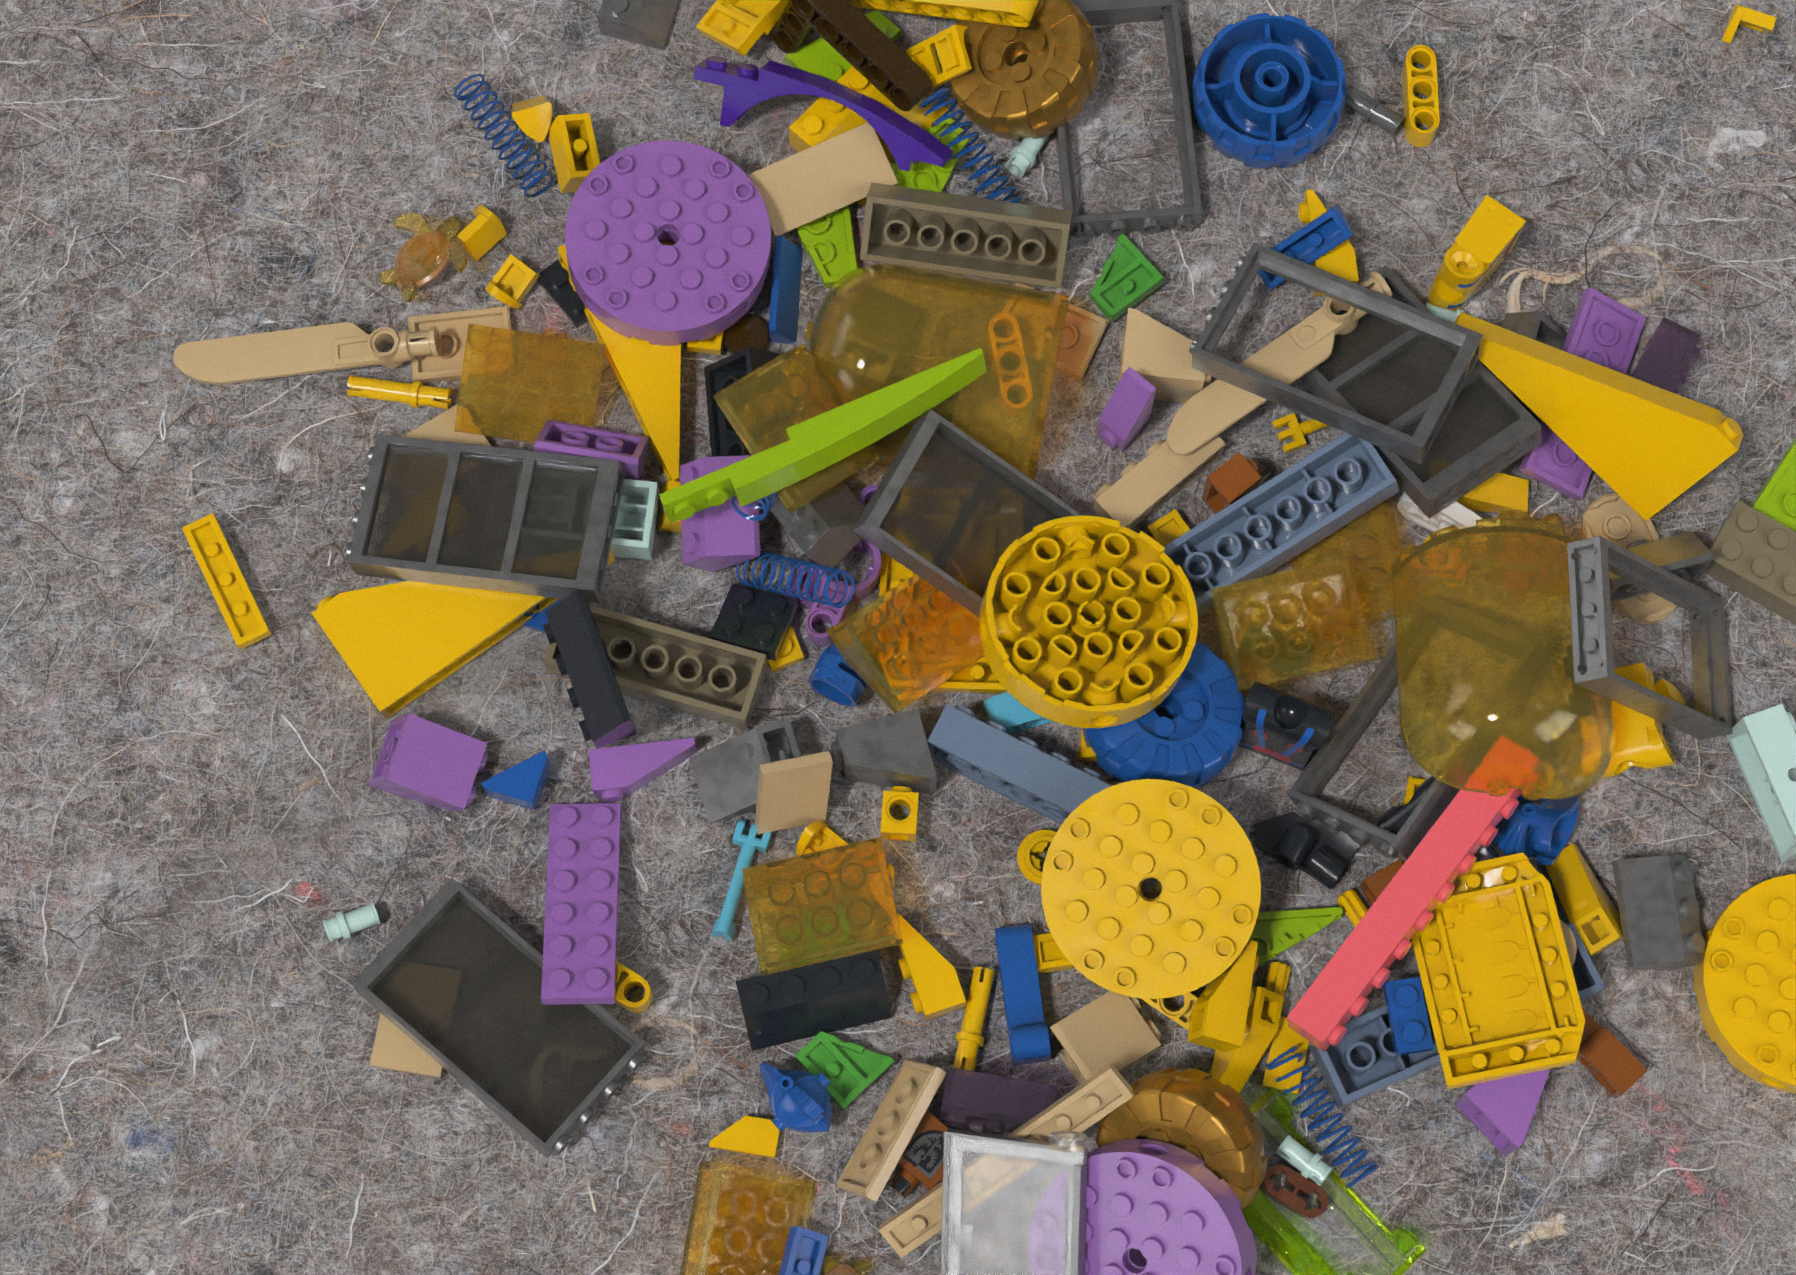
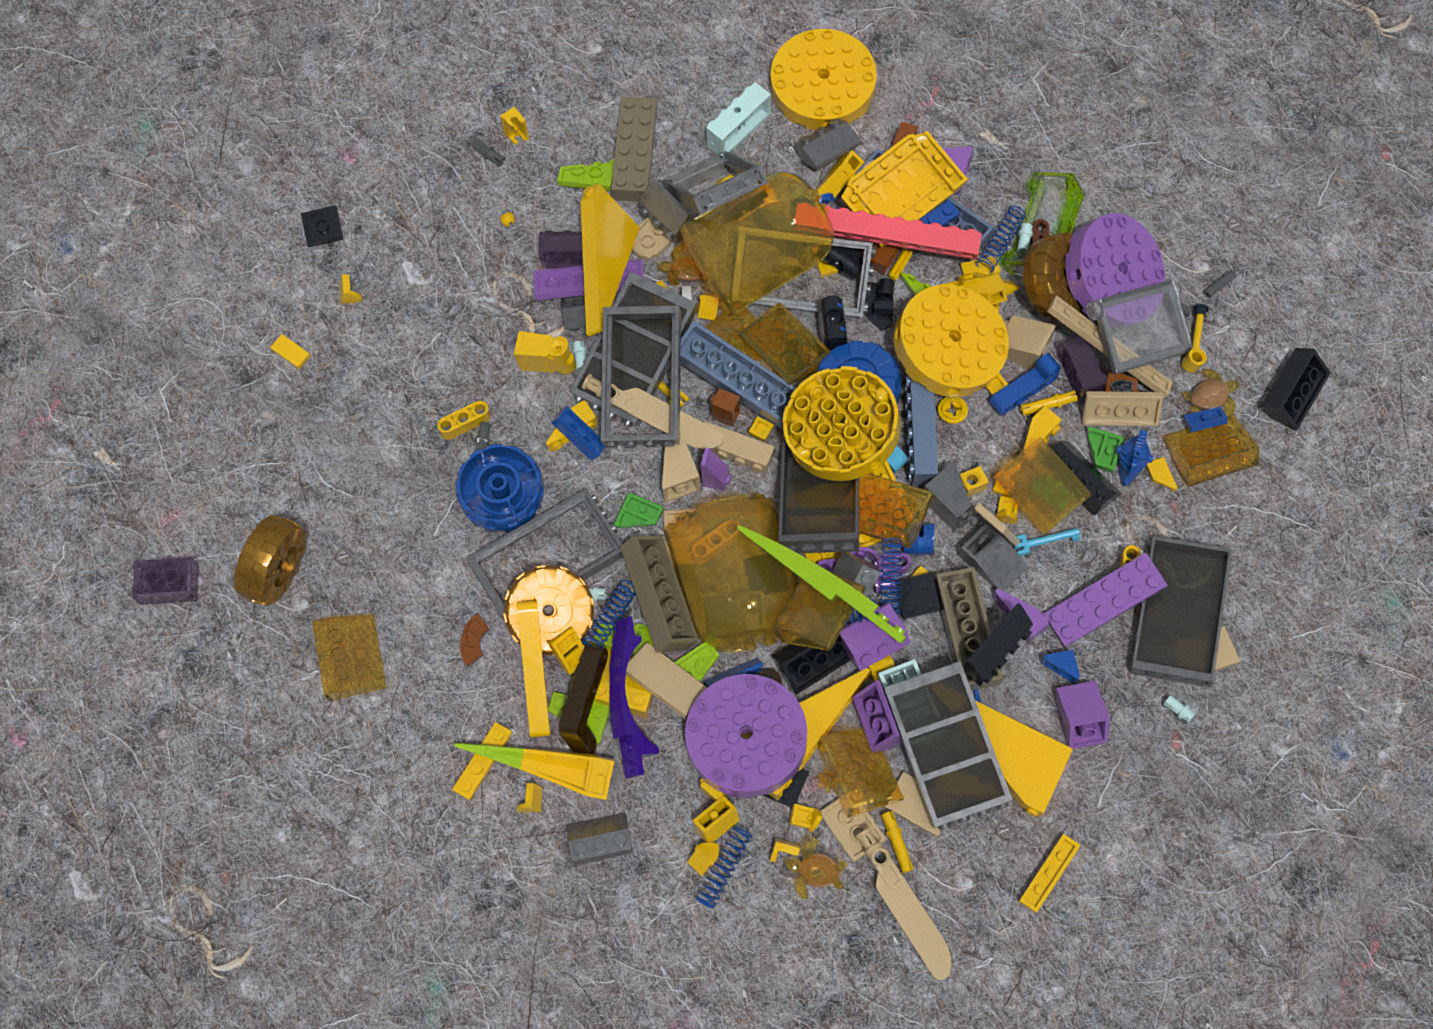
camera: 115 degrees left, 5 degrees down
(1768, 323) = (507, 218): none -> yellow hinge

